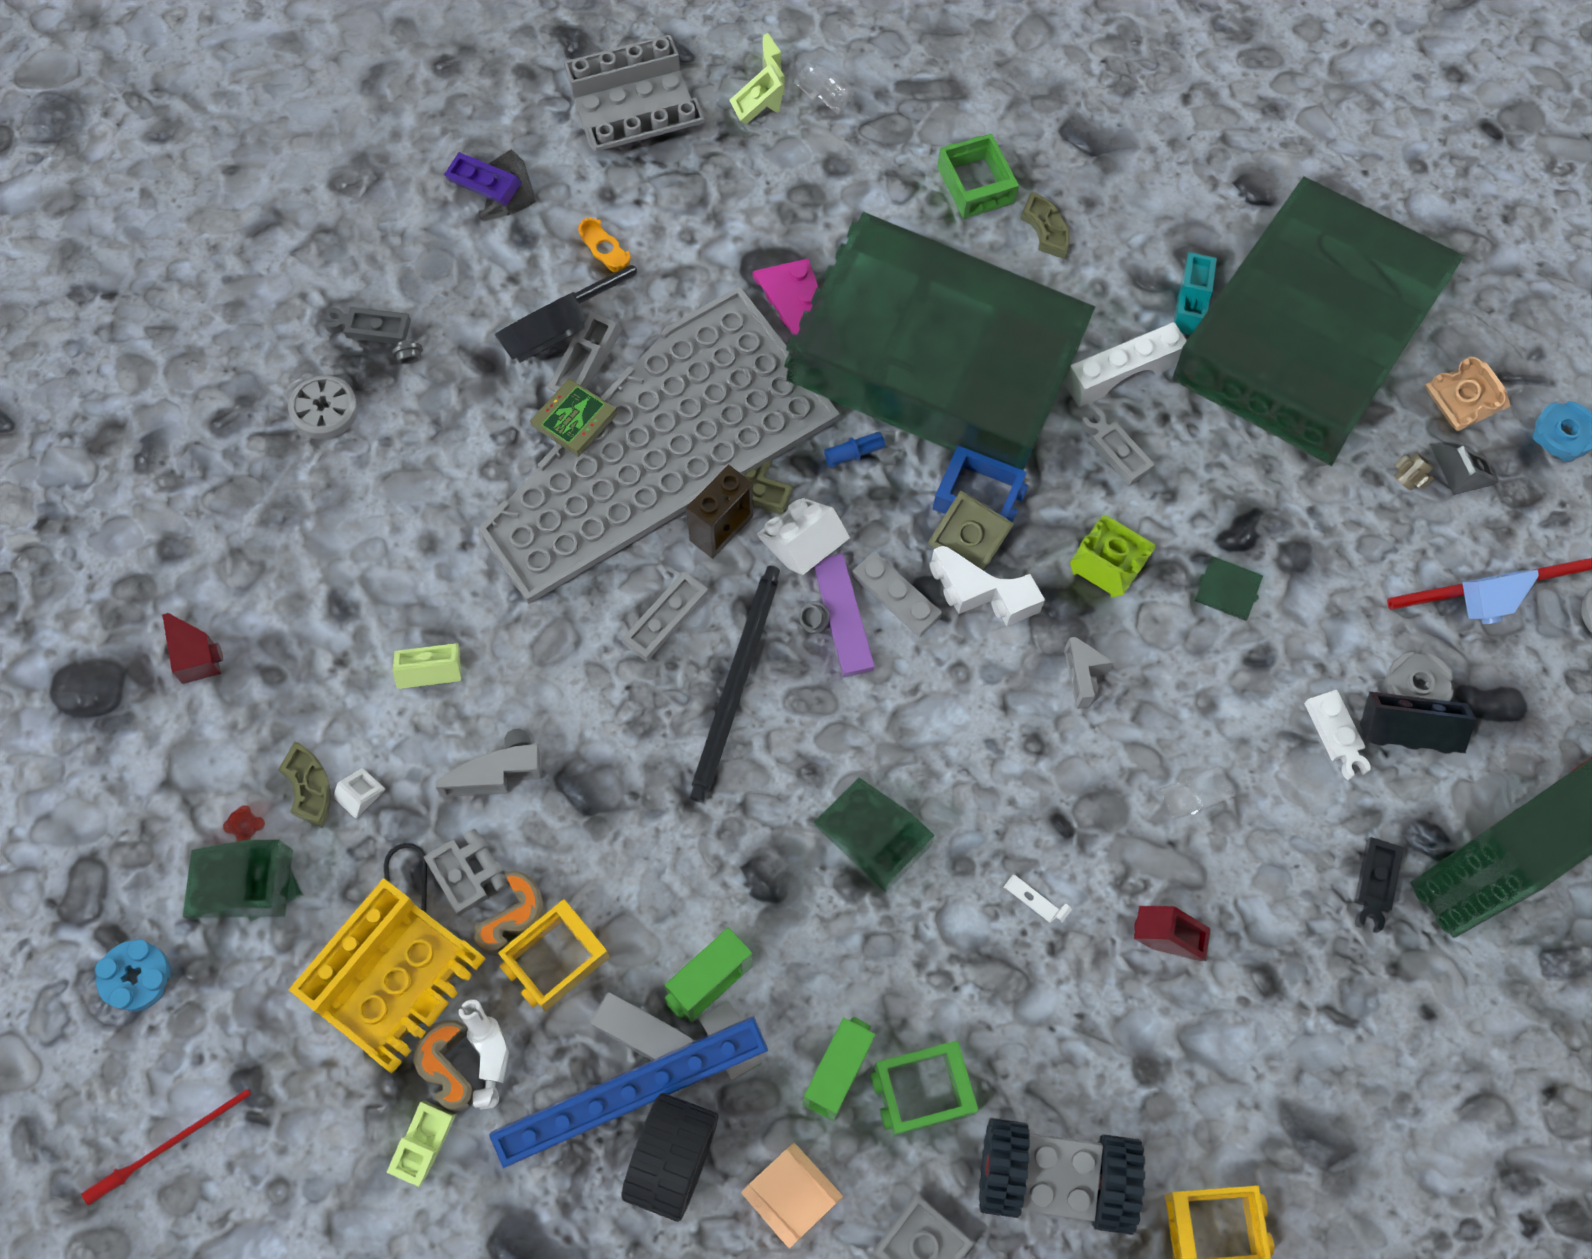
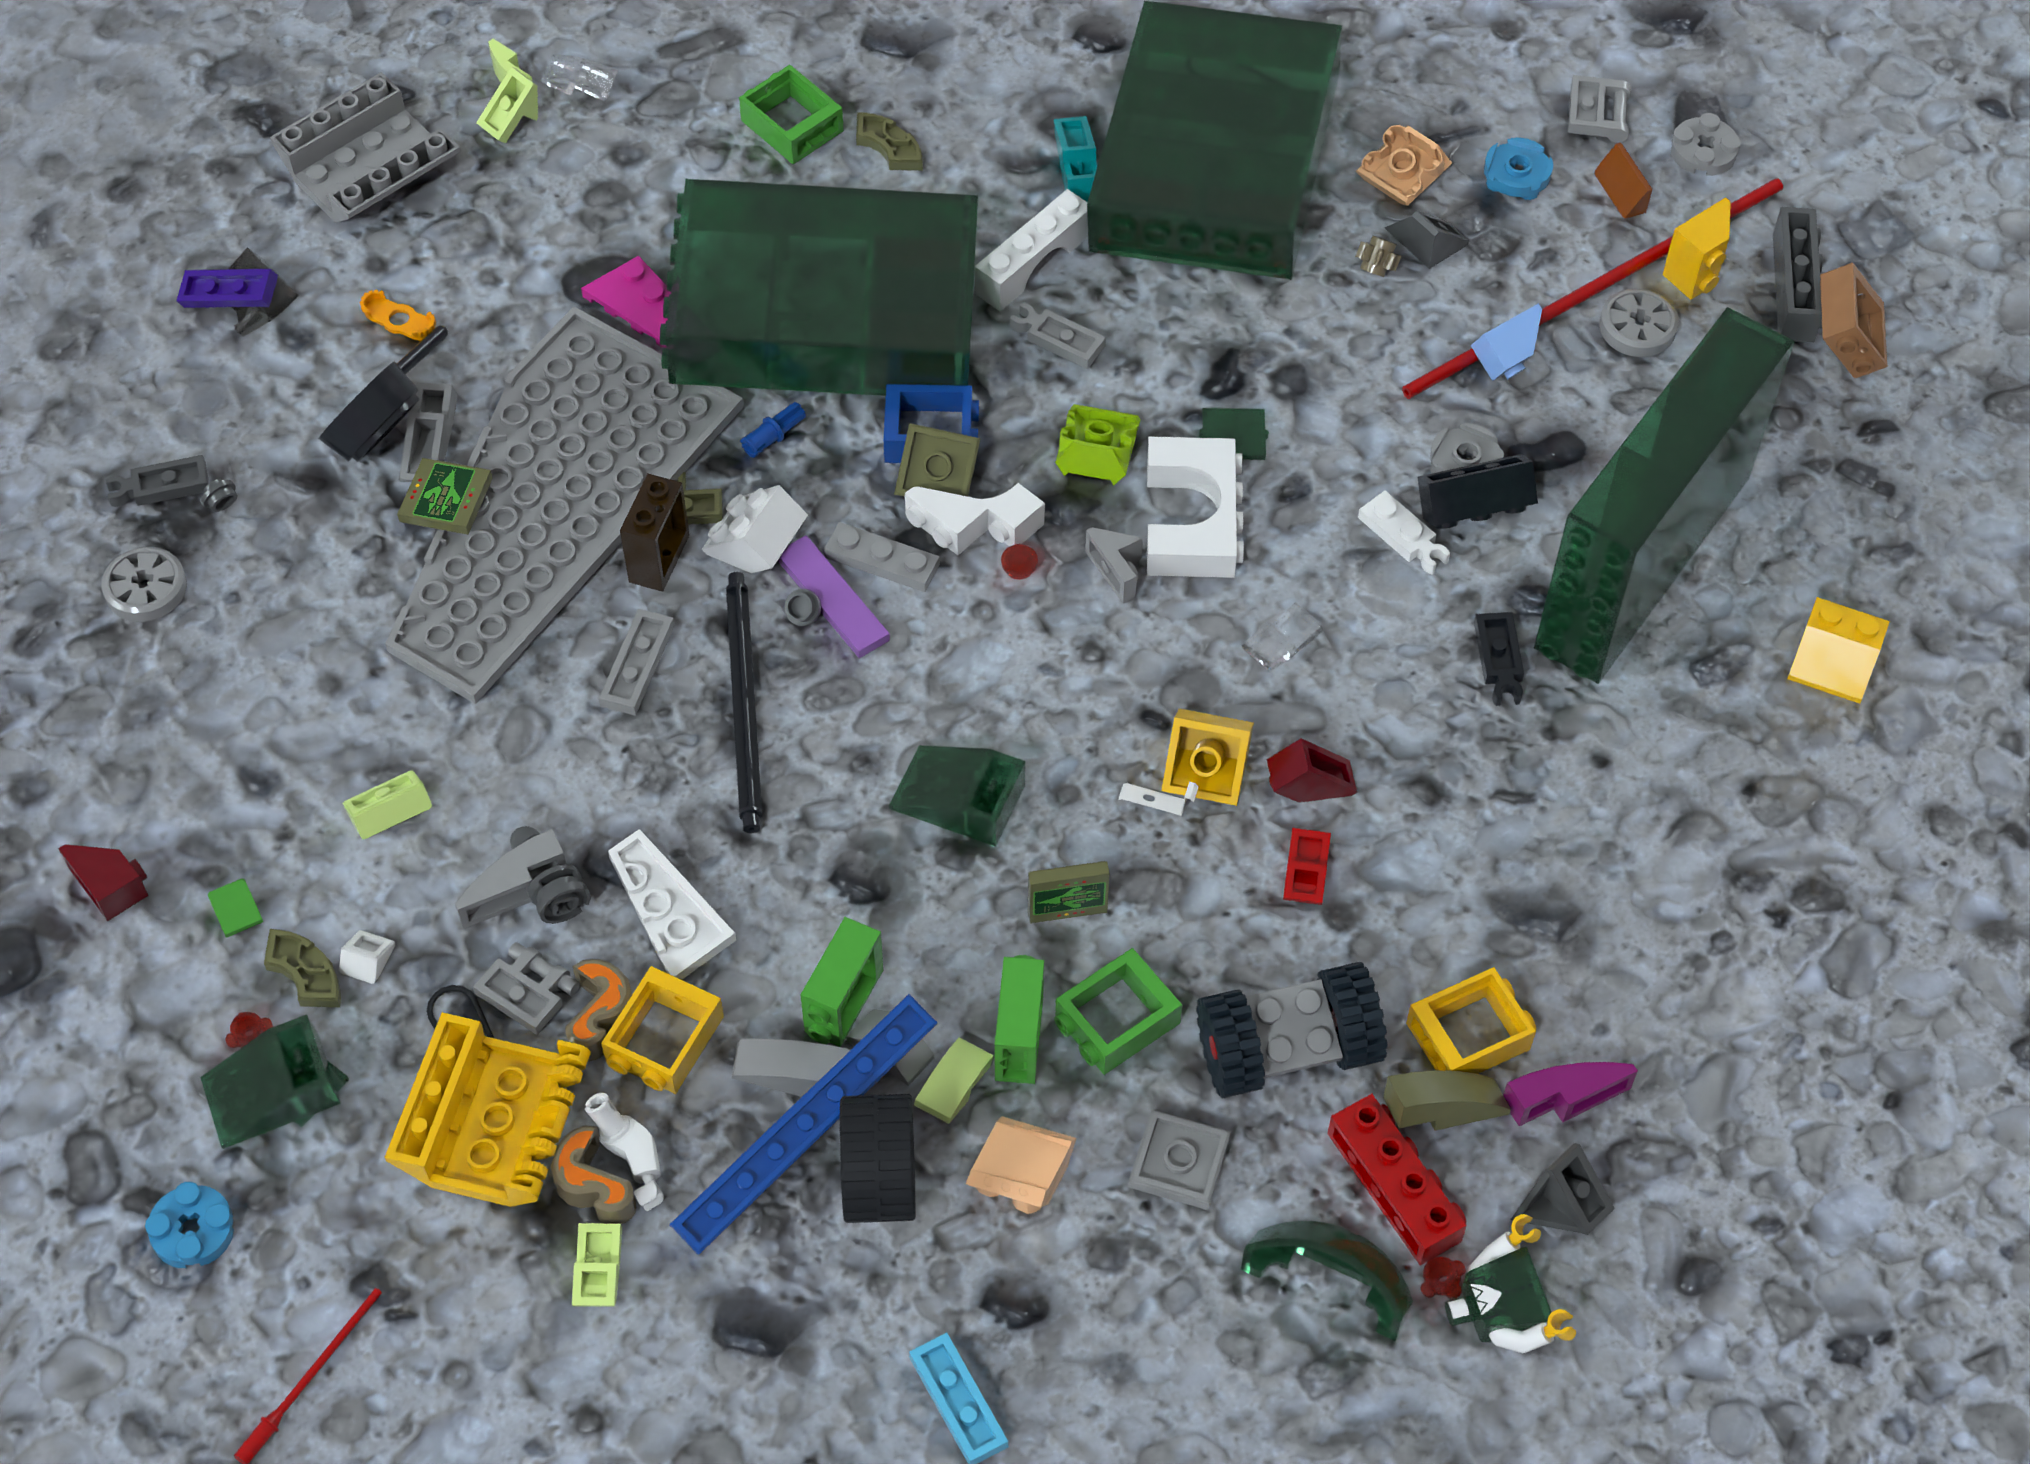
camera: 20 degrees left, 10 degrees down
(276, 712) = (235, 907): none -> bright green slope
(521, 801) = (559, 893): none -> dark grey wheel
(604, 851) = (672, 912): none -> white wing
(766, 1095) = (952, 1080): none -> yellowish green slope
(925, 966) = (1068, 892): none -> olive tile
(1005, 640) = (1019, 561): none -> clear red plate
(1092, 880) = (1209, 753): none -> yellow slope
(1135, 1015) = (1307, 866): none -> red slope
(1197, 617) = (1208, 546): none -> white arch

